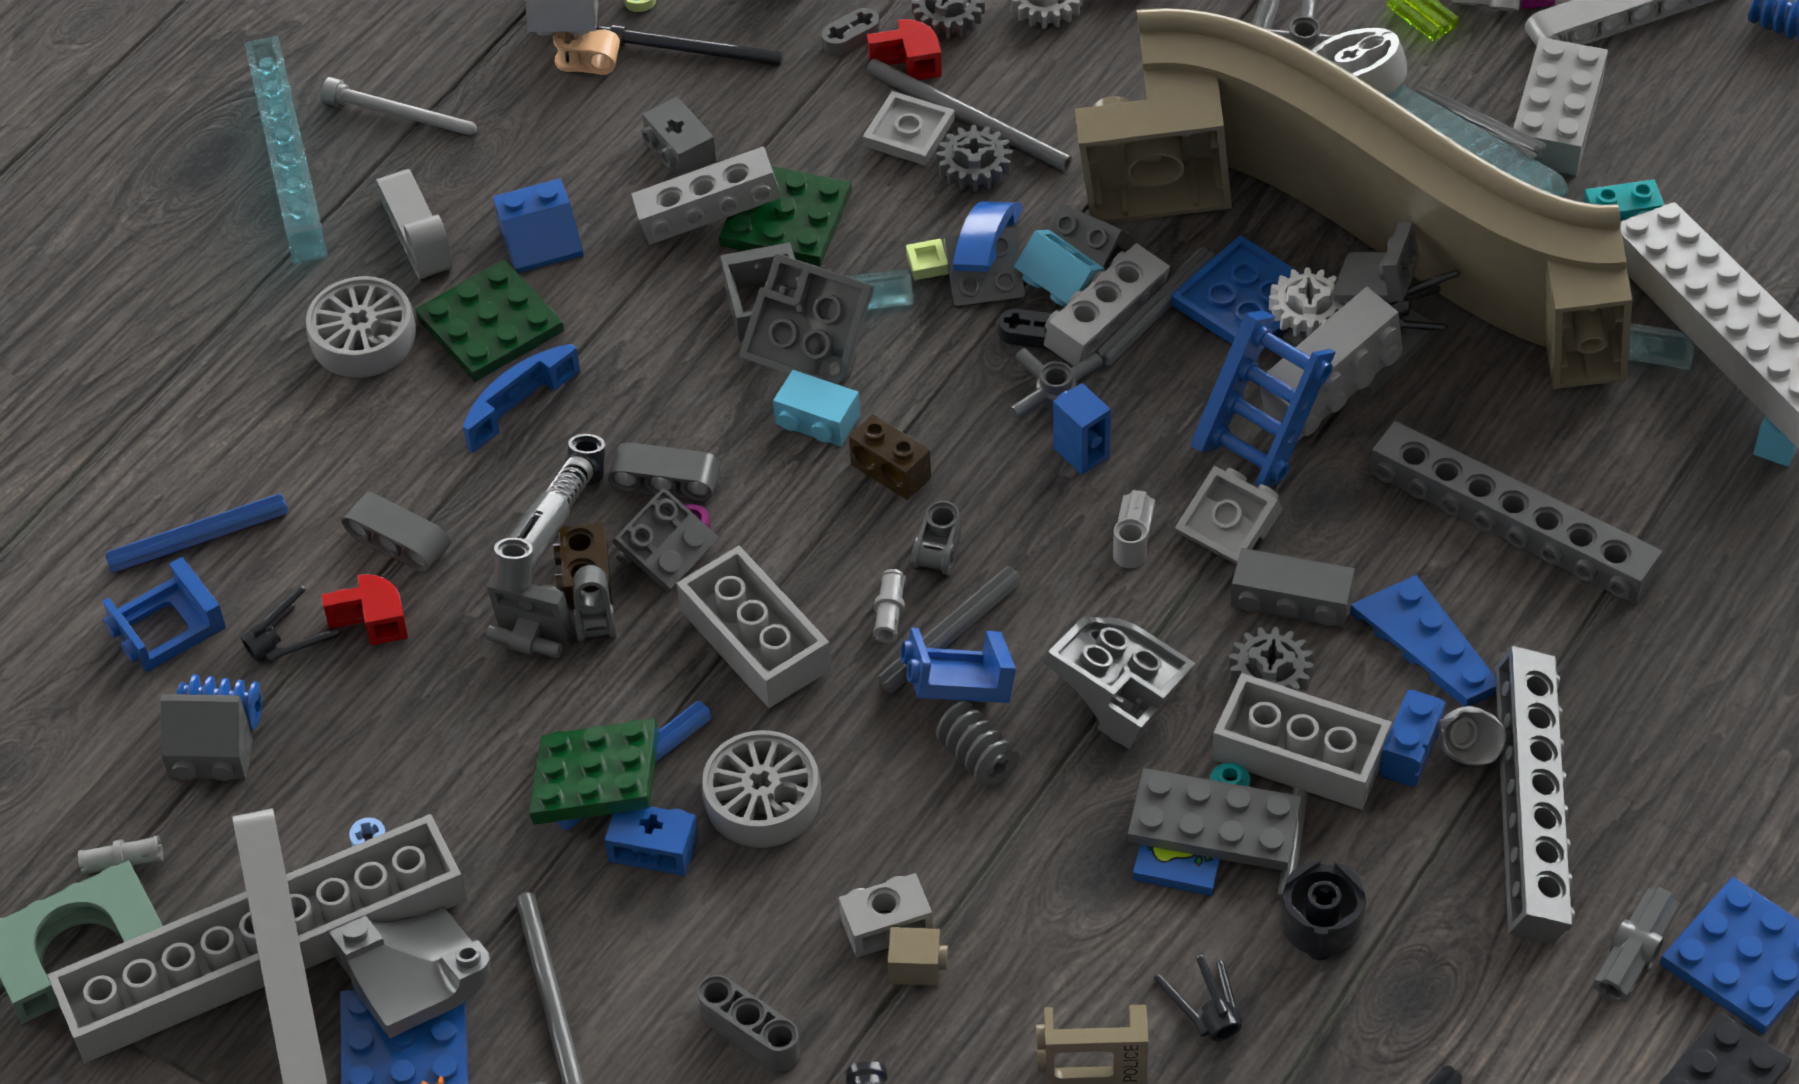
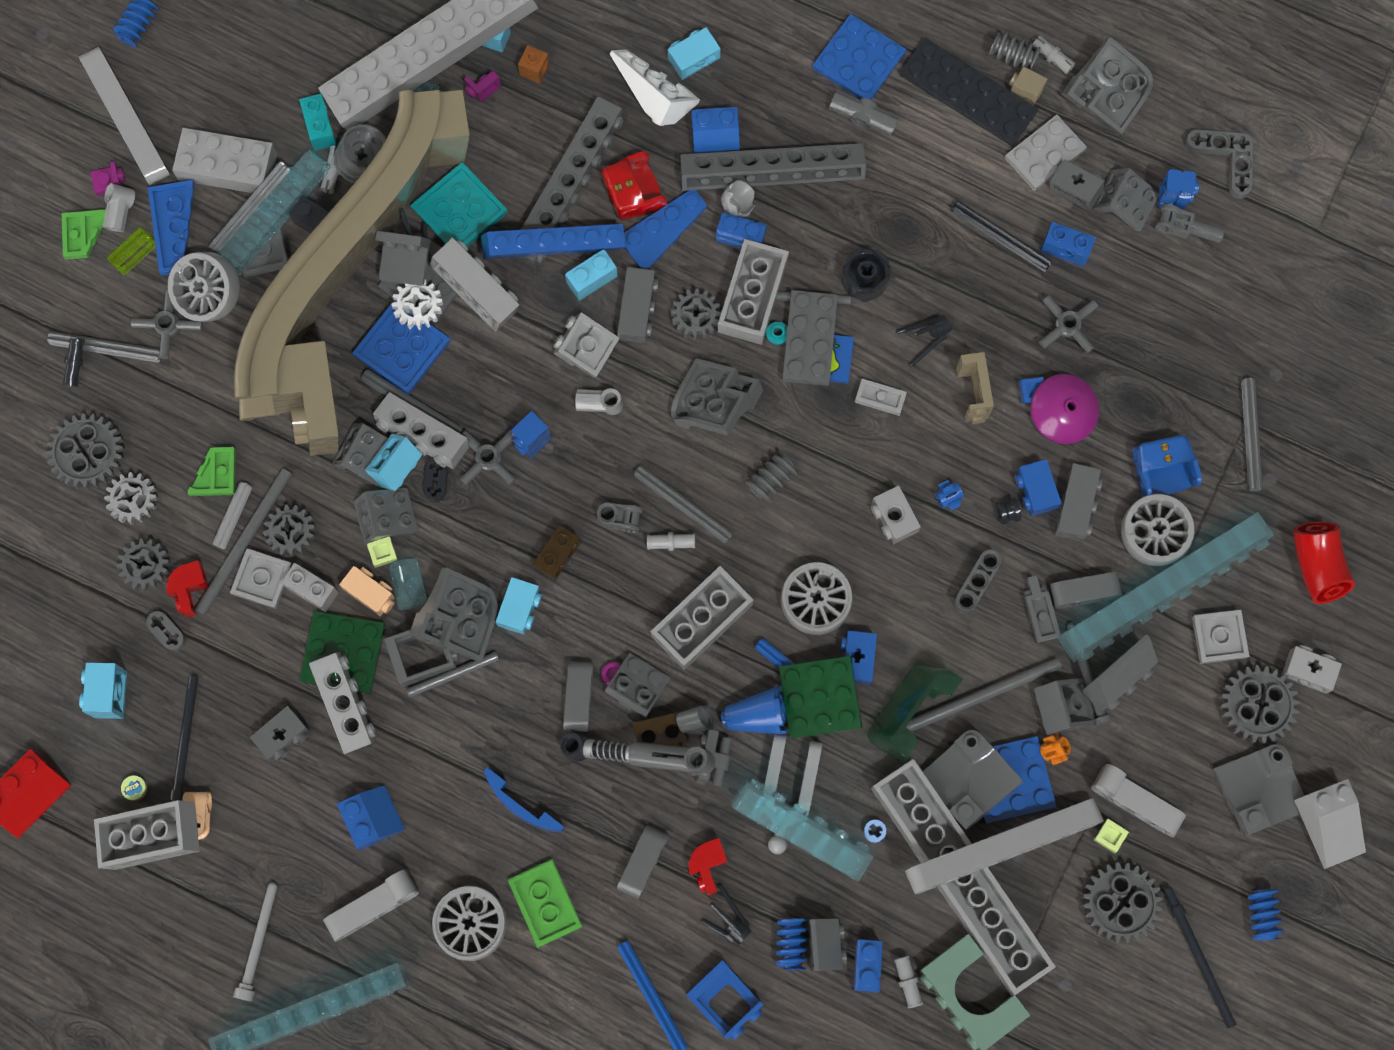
camera: 100 degrees left, 25 degrees up
(159, 798) = (867, 966): none -> blue brick
(368, 419) = (545, 903): none -> bright green tile
(386, 720) = (802, 830): none -> clear light blue brick
(473, 702) = (776, 843): none -> light grey piece
(489, 320) = (451, 838): dark green plate -> none
(507, 864) = (889, 728): none -> clear green windscreen
(584, 690) = (758, 713): none -> blue cone
(729, 333) = (452, 674): none -> dark grey bar
(869, 238) = (367, 591): none -> light nougat brick
(884, 174) = (309, 587): none -> light grey brick
(908, 996) = (949, 495): none -> blue gear
(916, 956) = (921, 494): dark tan brick -> none
(960, 673) = (725, 488): blue panel -> none
(980, 232) = (368, 510): blue slope -> none
(1008, 103) = (232, 515): none -> light grey axle
(1070, 86) = (216, 474): none -> bright green wing
(1099, 917) = (880, 397): none -> light grey plate
(1227, 397) = (496, 330): blue fence -> none
(1348, 529) = (591, 275): none -> medium azure brick
(1399, 465) = (552, 241): none -> blue brick
(1471, 49) = (171, 221): none -> blue wing
(1472, 376) = (459, 207): none -> teal plate
(1501, 596) = (633, 187): none -> red piece
(1600, 719) = (715, 130): none -> blue slope
(1677, 645) = (656, 95): none -> white wedge
(1684, 415) = (484, 88): none -> magenta bracket
(1724, 479) = (533, 64): none -> dark orange brick
(1750, 700) = (693, 53): none -> medium azure brick

